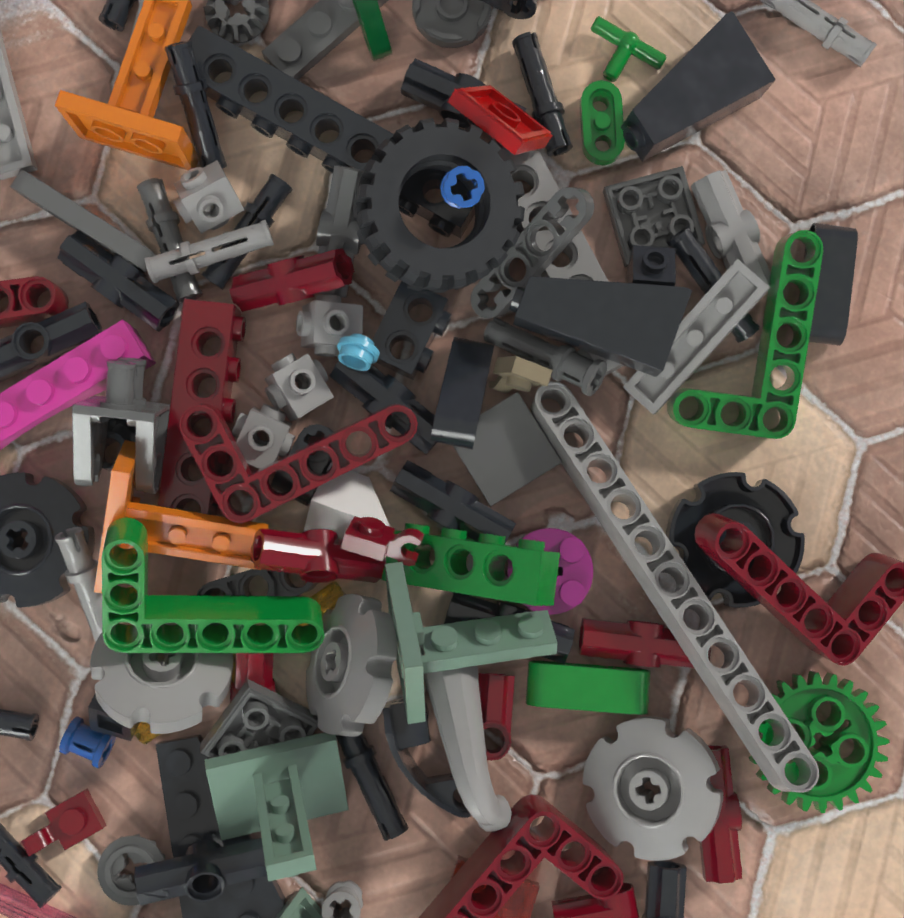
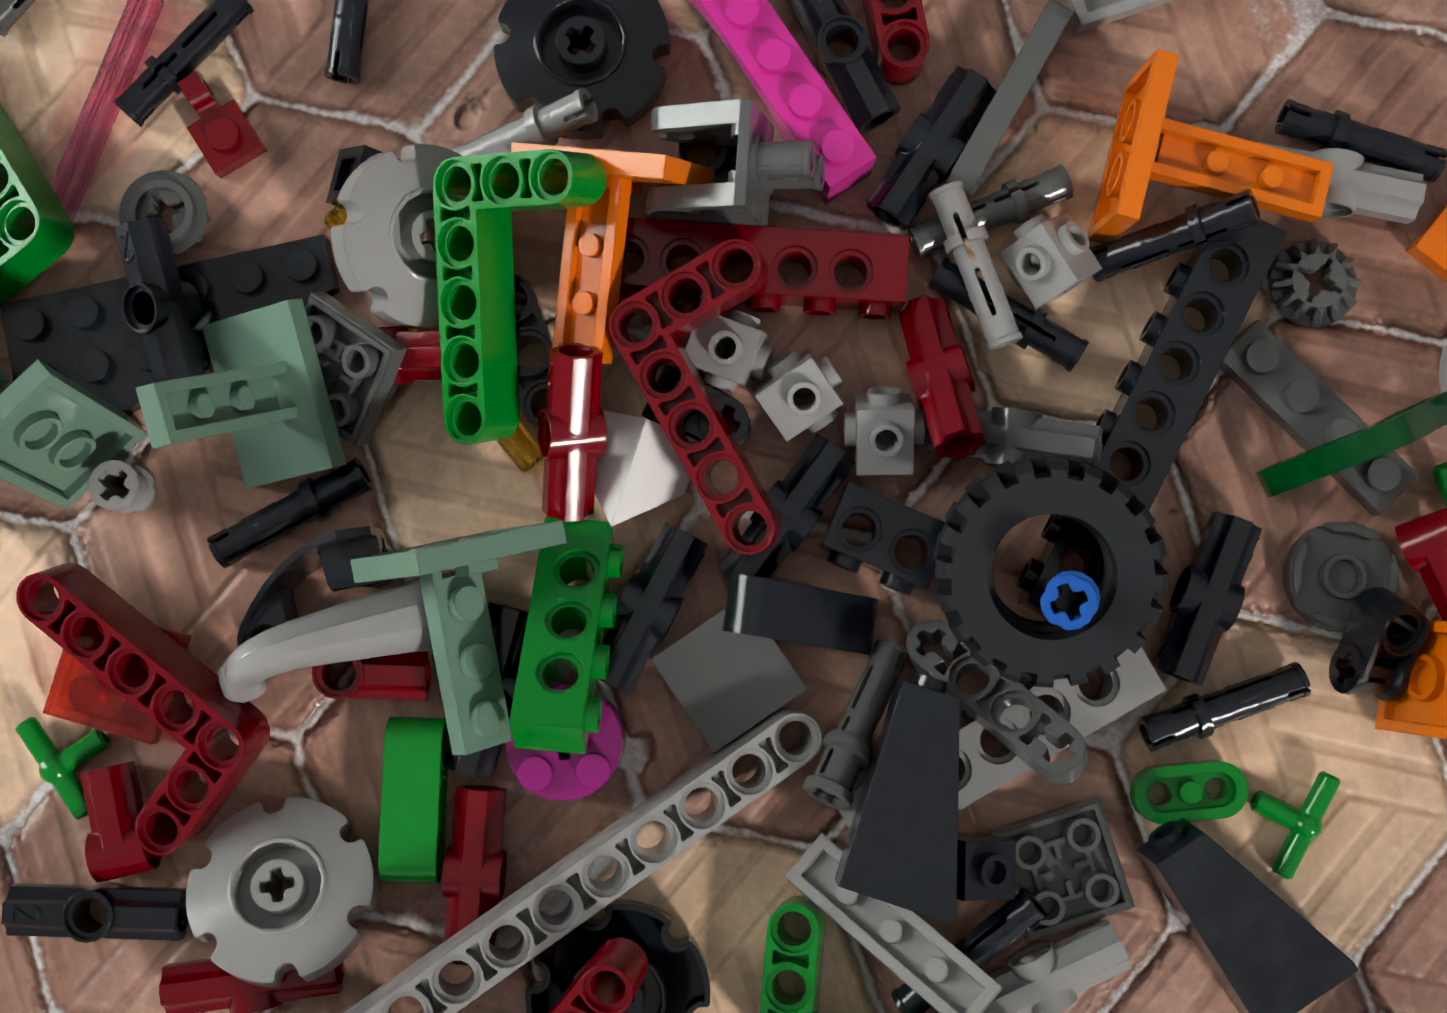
camera: 85 degrees right, 0 degrees up
(86, 742) = (323, 146): blue bush -> none
(352, 666) = (427, 483): light grey piece -> none
(357, 352) = (847, 470): medium azure plate -> none
(376, 540) = (594, 506): dark red plate -> none
(500, 118) = (1177, 649): red tile -> none
(518, 374) = (828, 689): dark tan plate -> none

